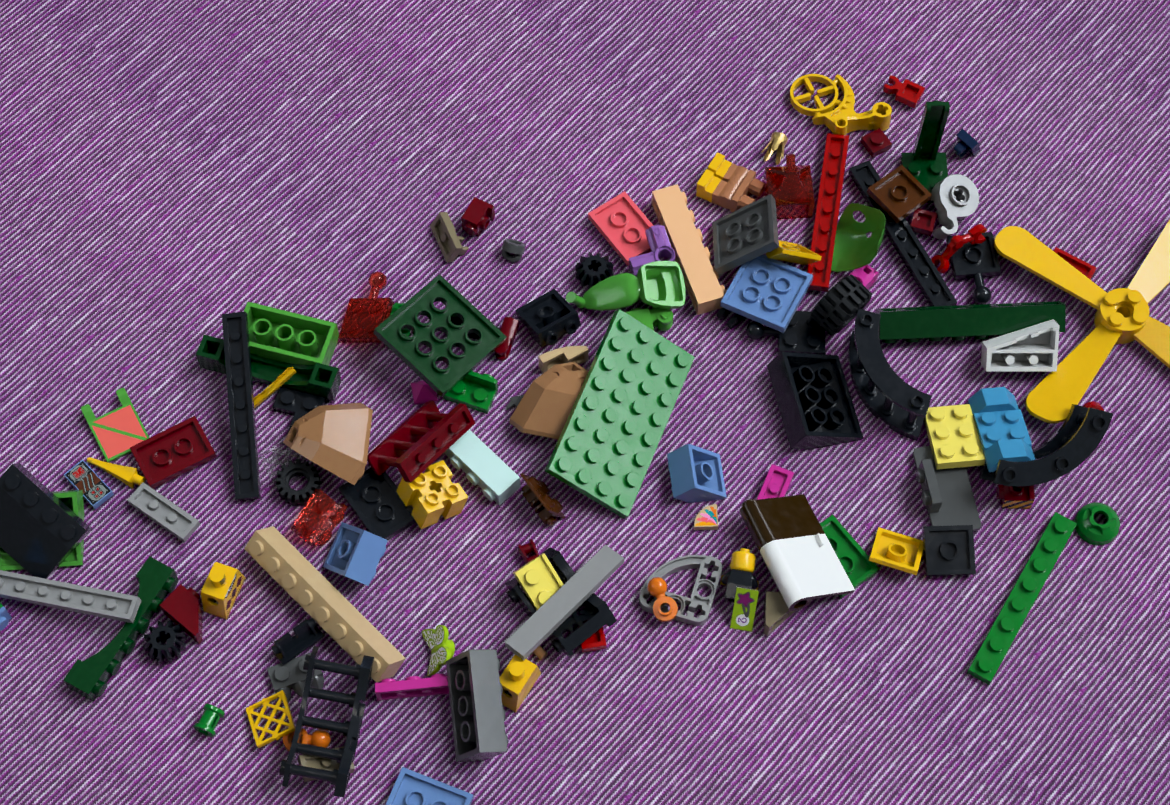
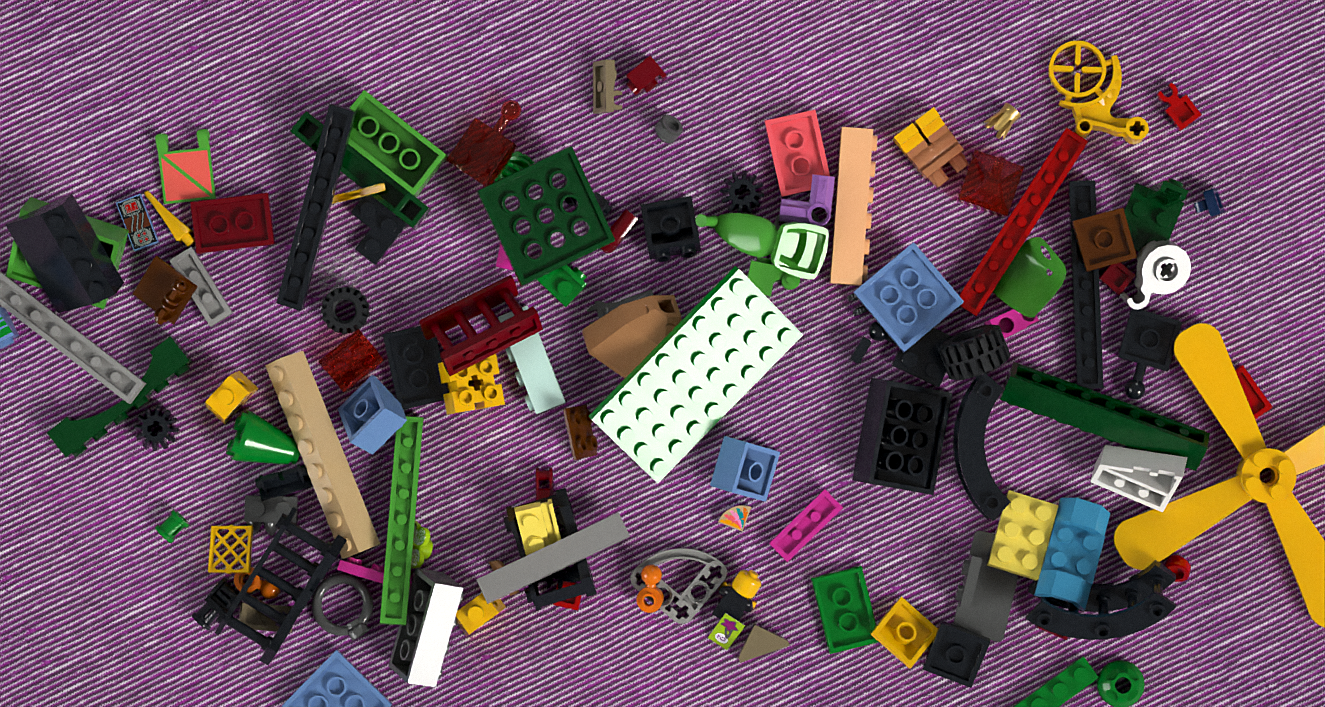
camera: 25 degrees right, 25 degrees up
(132, 525) = (164, 291): none -> reddish brown hinge
(185, 610) = (187, 405): dark red slope -> none
(264, 614) = (261, 442): none -> green cone
(271, 771) = (216, 601): none -> black connector
(334, 438) = (396, 284): medium nougat brick -> none
(413, 741) = (358, 626): none -> dark grey piece
(418, 631) = (401, 522): none -> bright green plate
(562, 355) = (673, 282): tan slope -> none
(745, 234) = (914, 225): dark grey plate -> none
(747, 349) = (860, 350): none -> black tile
(793, 253) = (952, 260): yellow slope -> none
(795, 549) = (803, 594): door -> none
(876, 142) = (1116, 157): dark red plate -> none
(973, 236) = (1158, 324): red piece -> none

